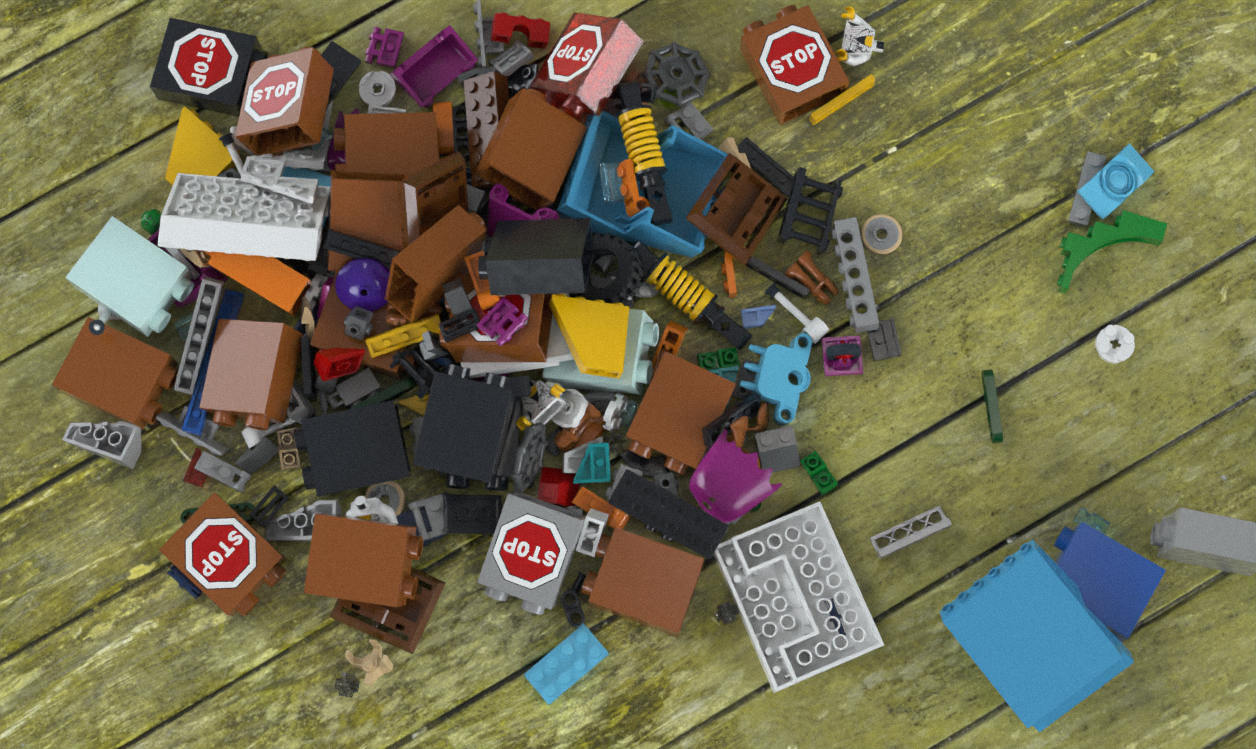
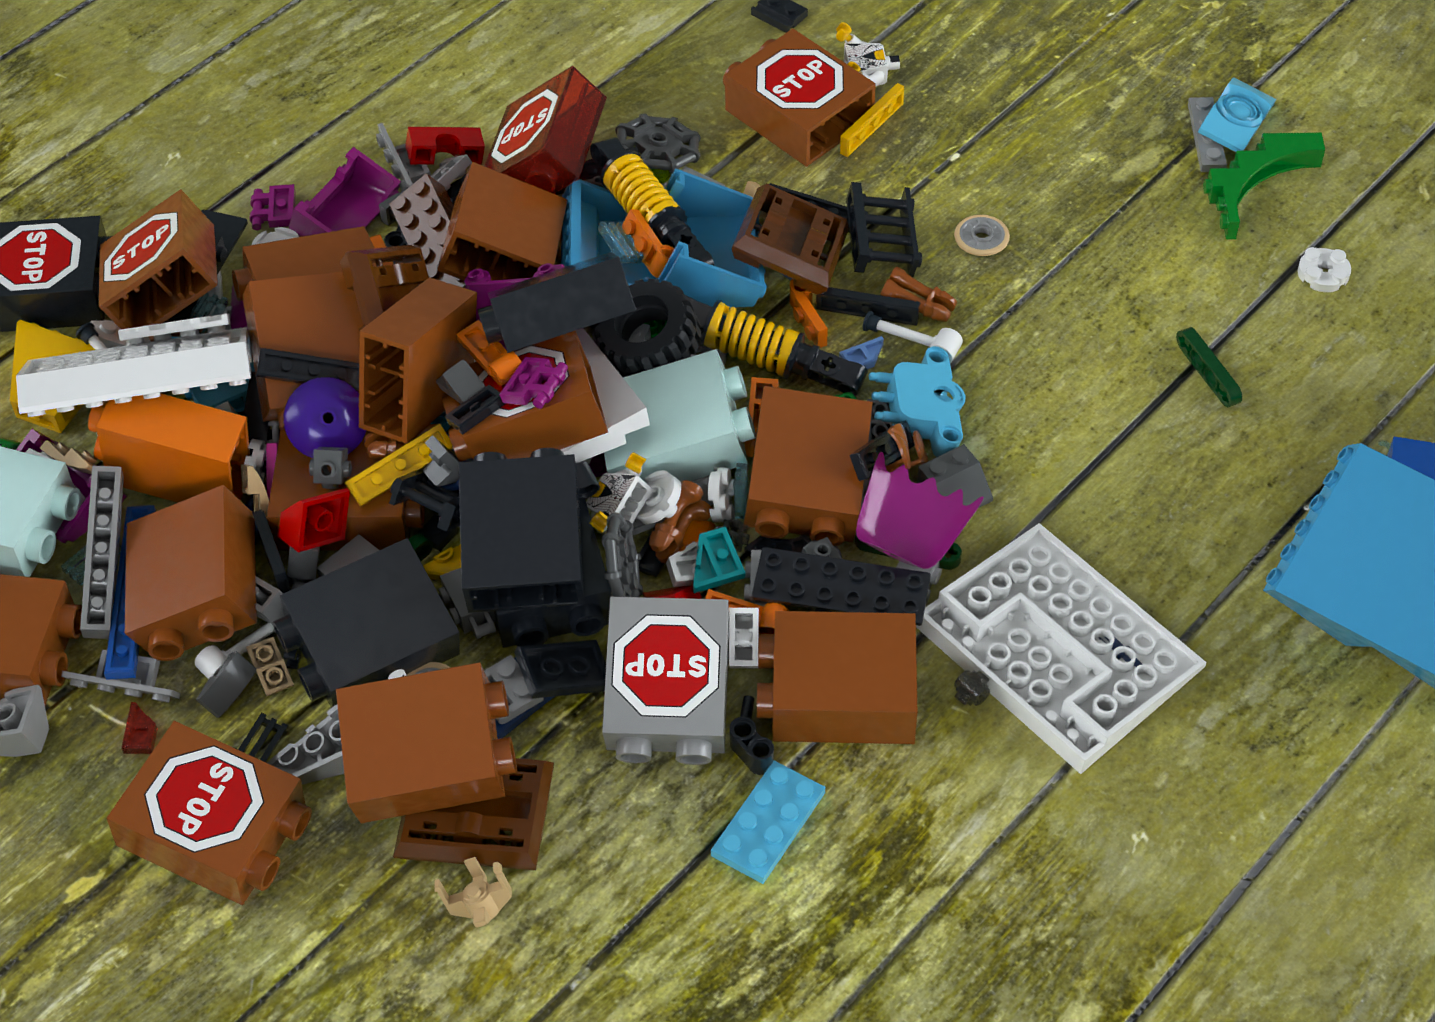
camera: 20 degrees left, 25 degrees down
(184, 582) = (157, 876): dark blue pin -> none
(222, 471) = (160, 714): light grey plate -> none
(347, 685) = (448, 939): clear smoke gear -> none
(593, 333) = (660, 379): yellow slope -> none
(818, 472) = (1016, 496): green slope -> none
(842, 356) = (993, 361): magenta plate -> none
(849, 229) = (971, 276): light grey brick -> none
(884, 341) = (1036, 336): black plate -> none
(914, 537) = (1176, 536): light grey fence -> none

